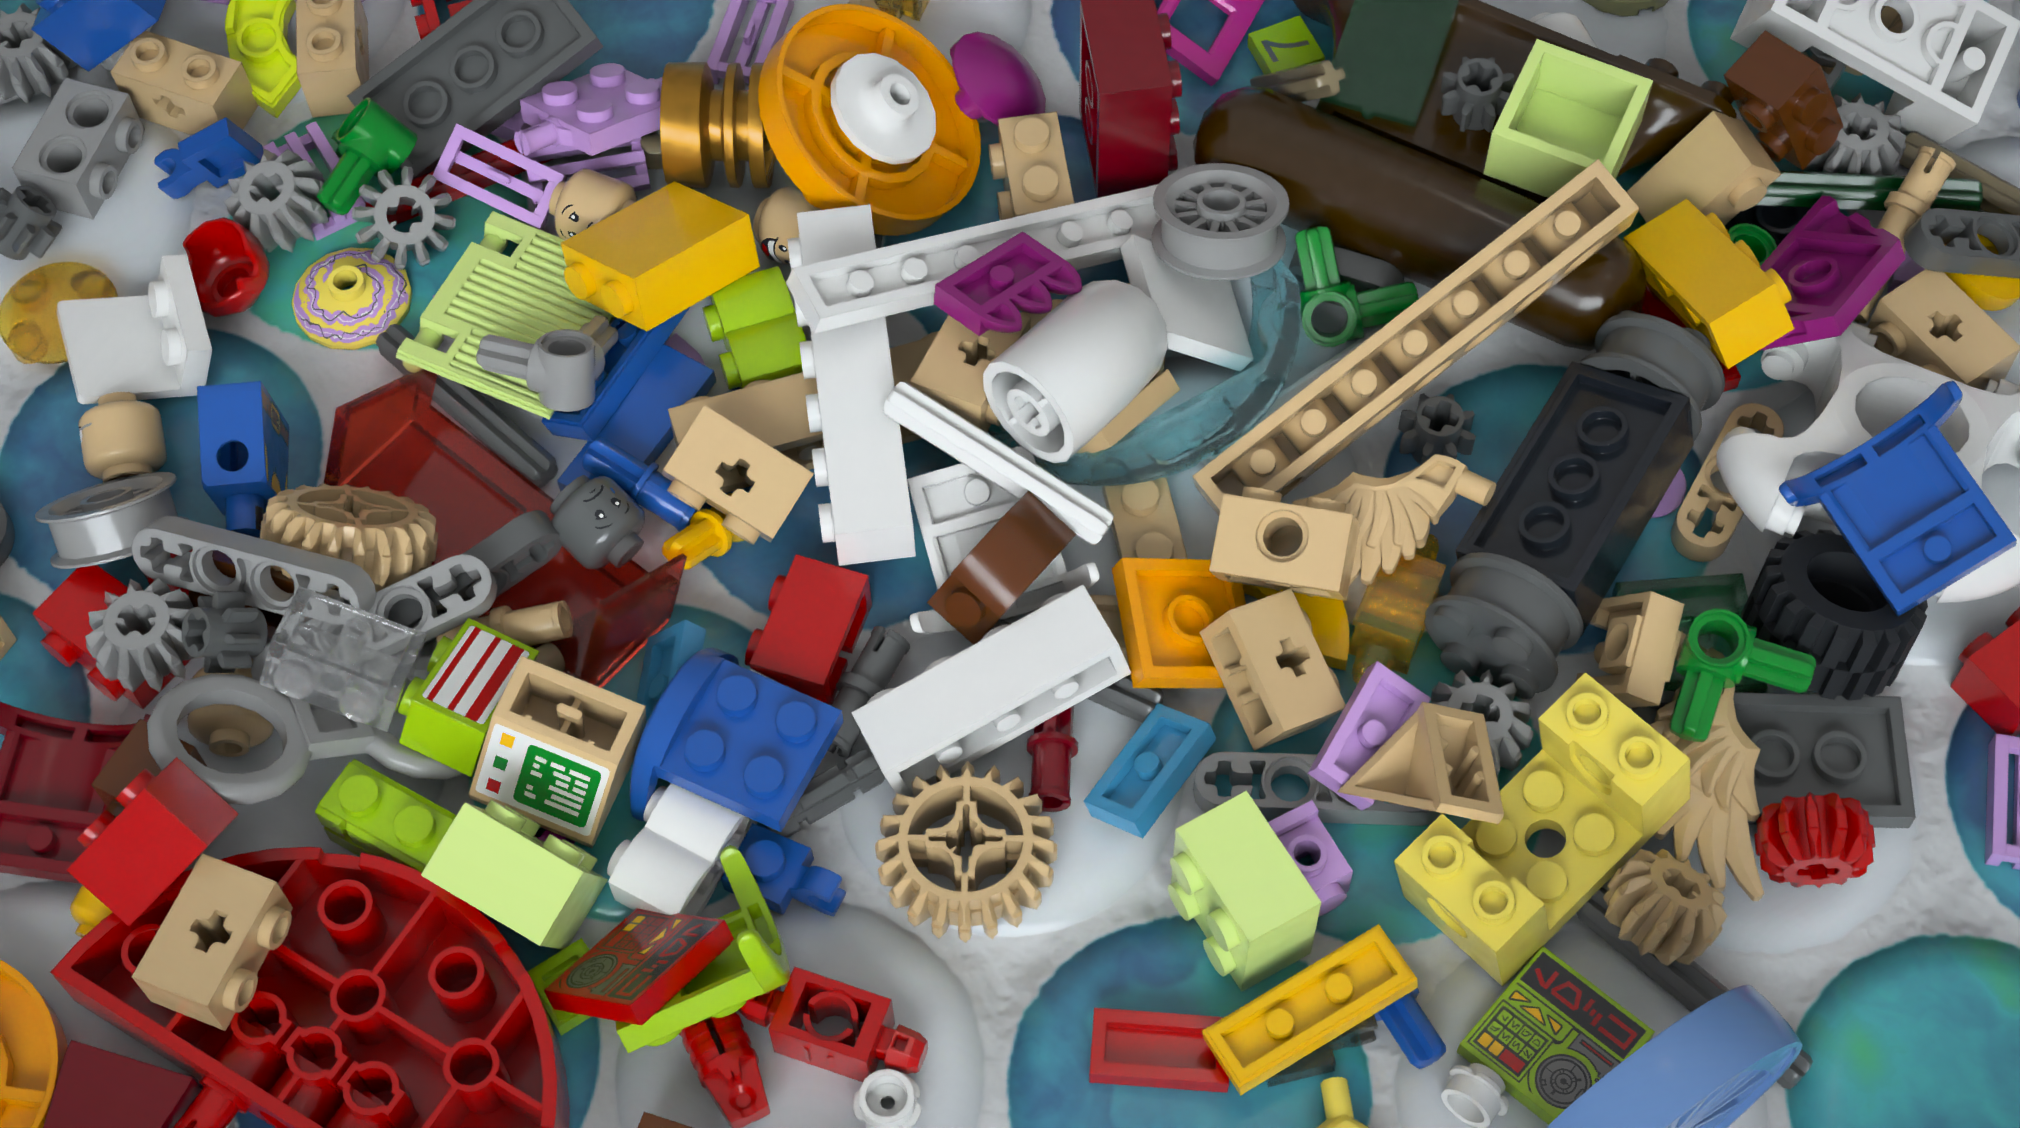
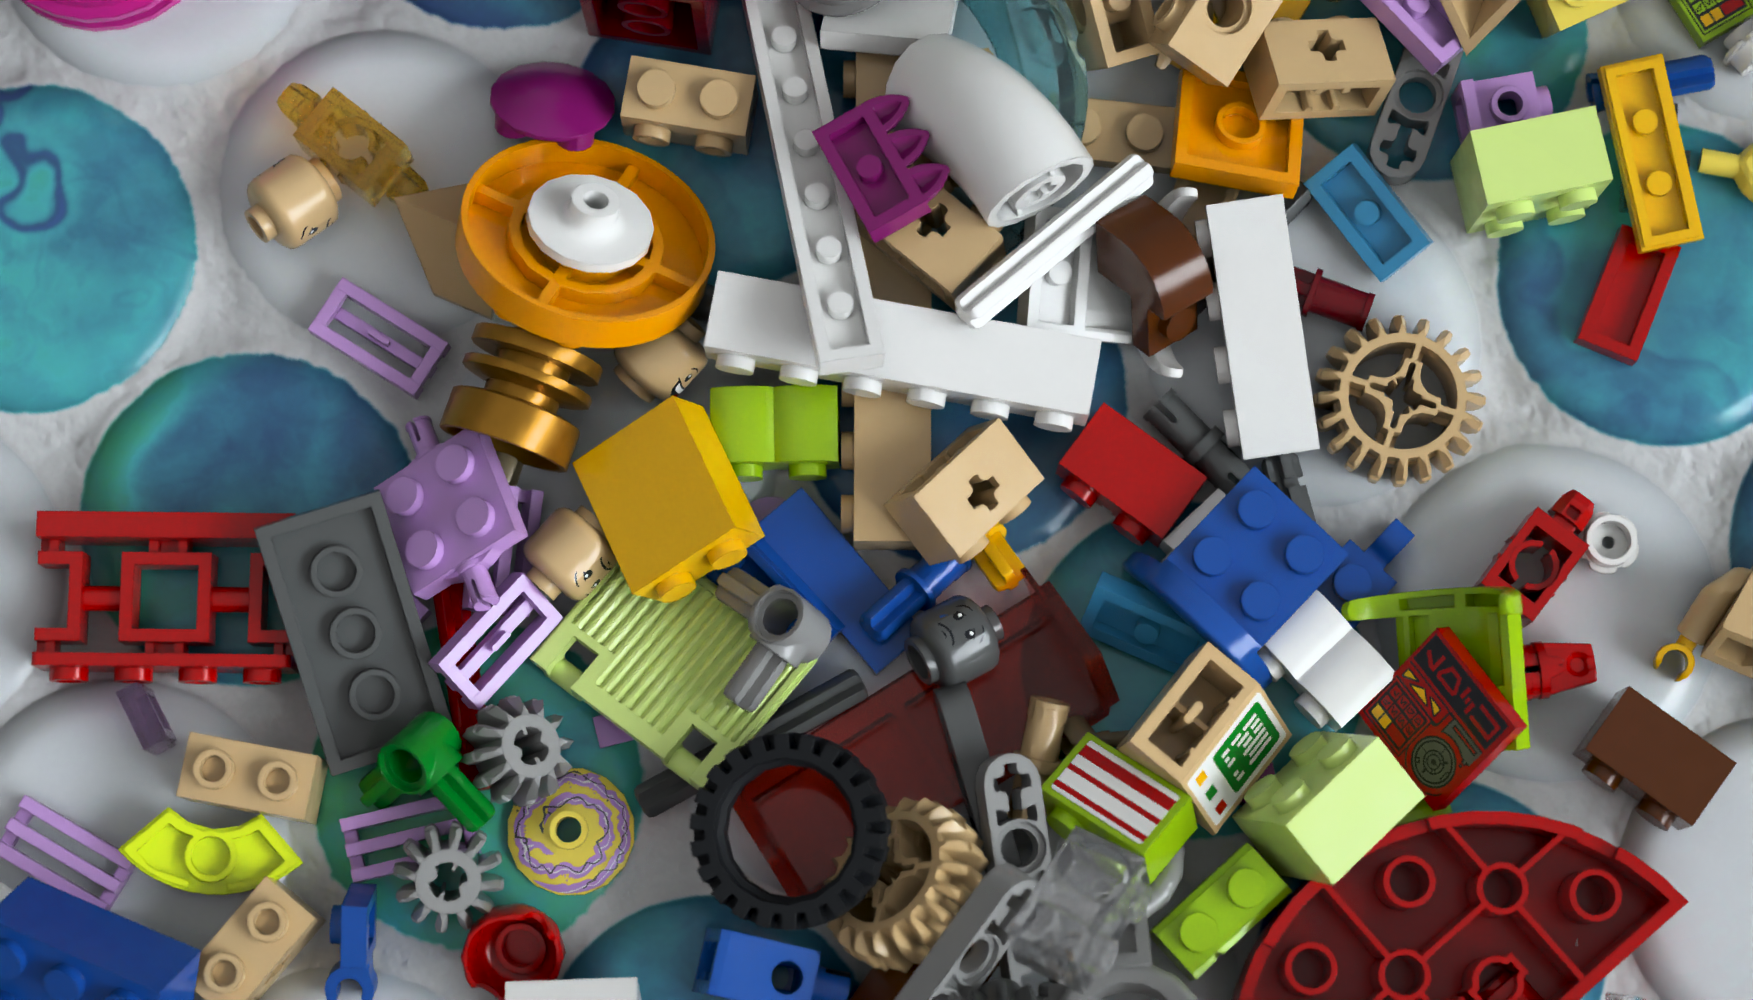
camera: 75 degrees left, 20 degrees up
(342, 366) = (714, 850): none -> black tyre

